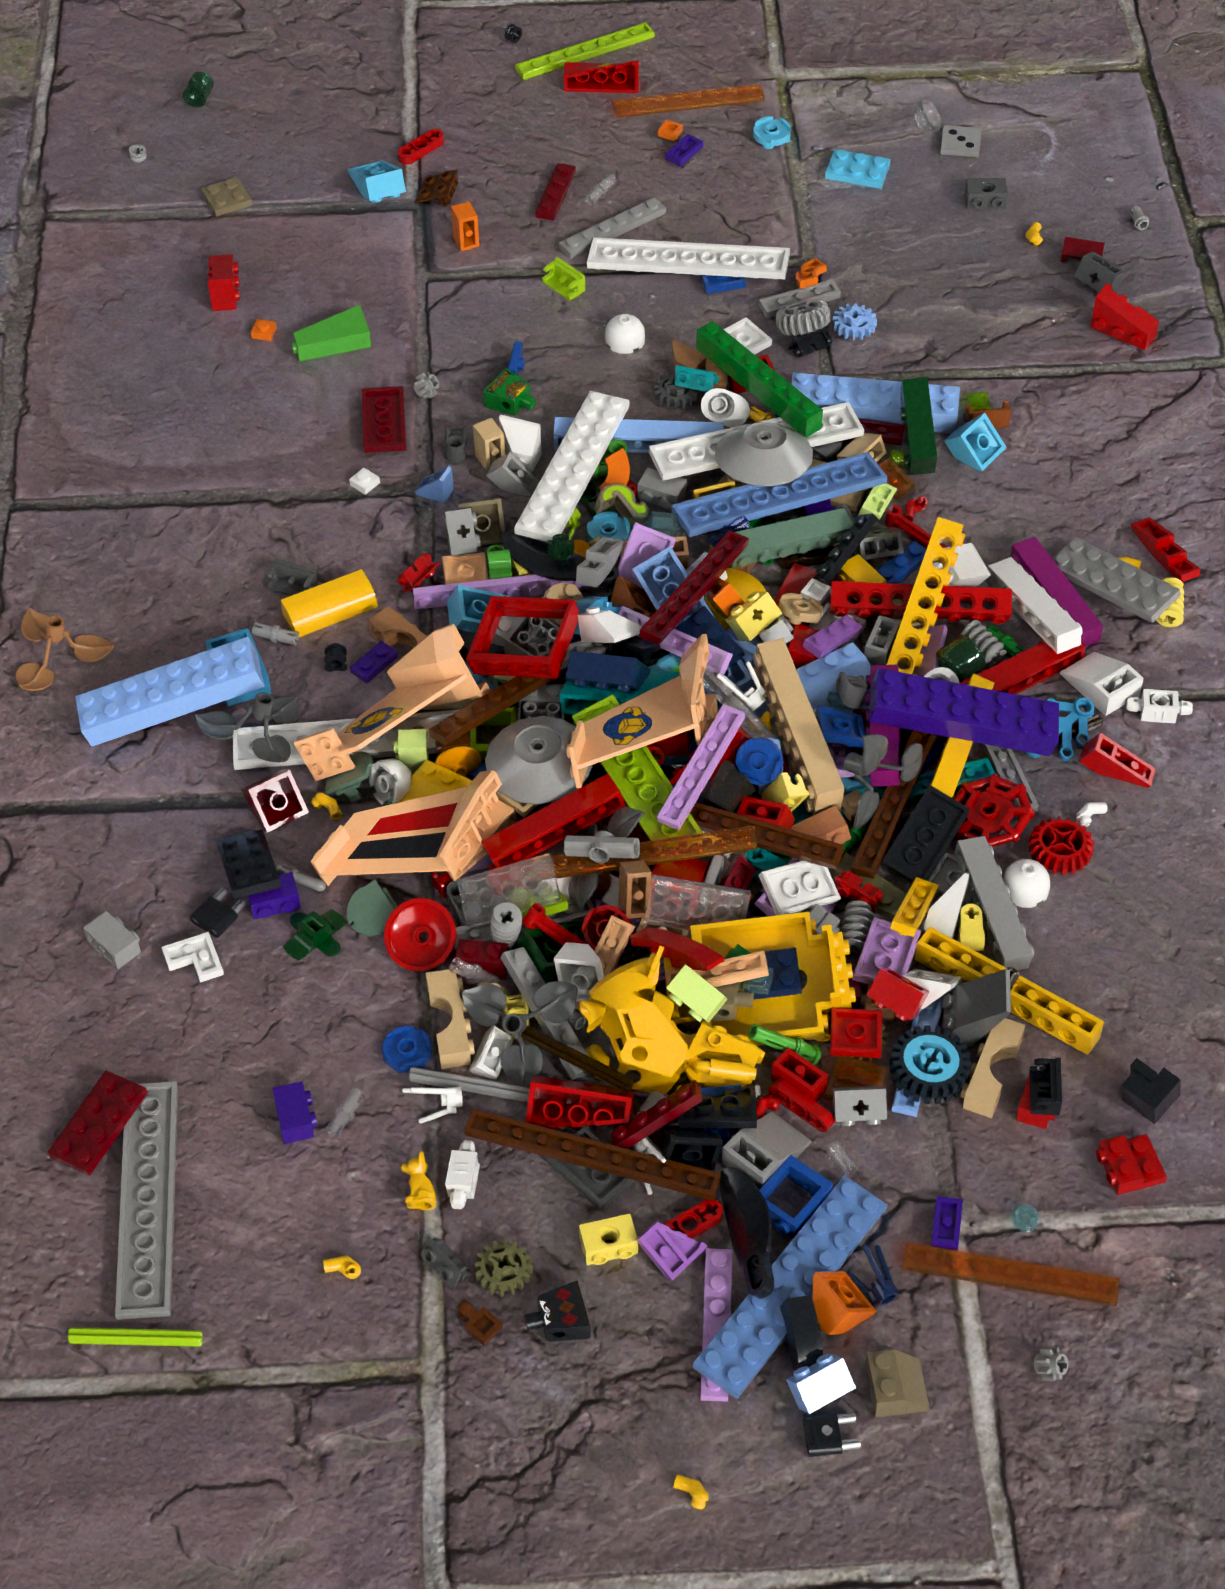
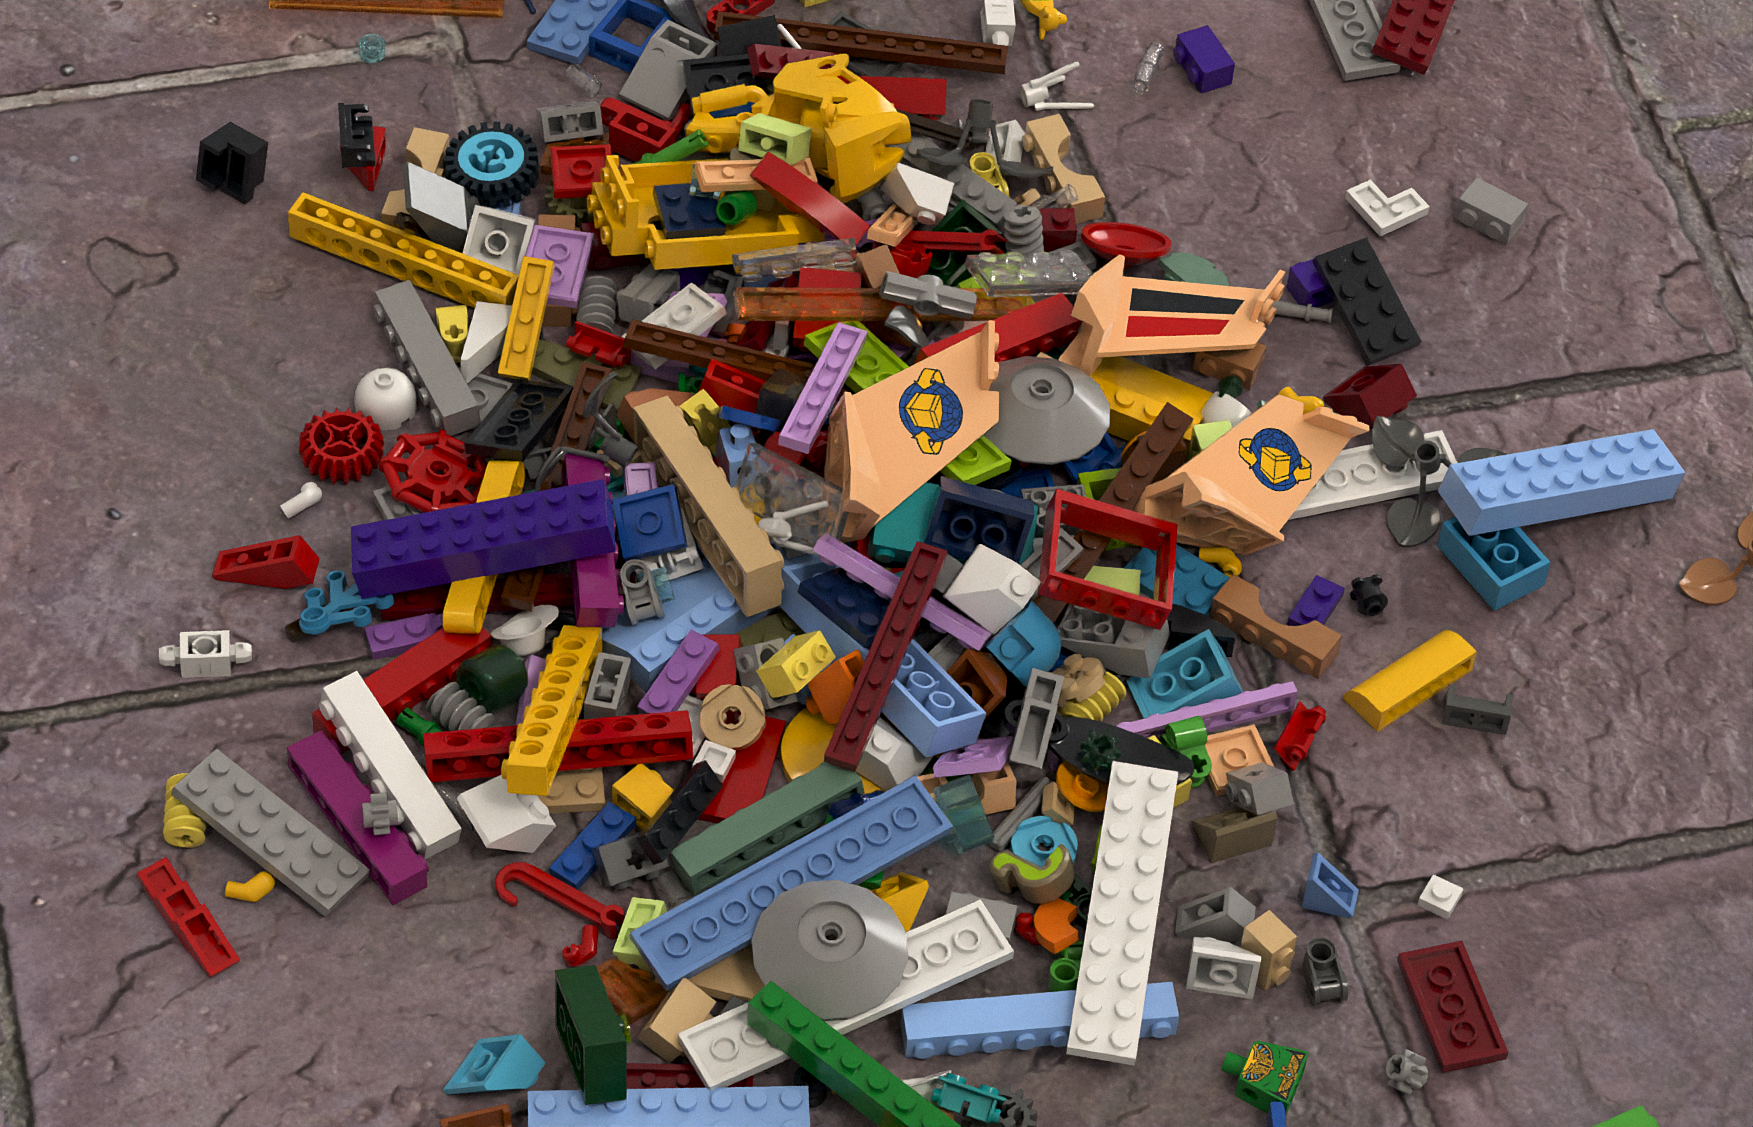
camera: 165 degrees right, 0 degrees up
(214, 915) = (1392, 254): black piece -> none
(275, 633) = (1467, 624): light grey pin -> none
(313, 933) = (1255, 256): dark green piece -> none
(406, 1048) = (1102, 144): blue tile -> none
(469, 1084) = (1022, 113): light grey axle -> none
(897, 994) = (537, 203): red brick -> none
(947, 1223) = (459, 31): dark purple plate -> none
(1042, 563) = (380, 814): none -> light grey gear
(1104, 681) = (282, 675): white slope -> none
(1130, 1163) = (257, 105): red plate -> none

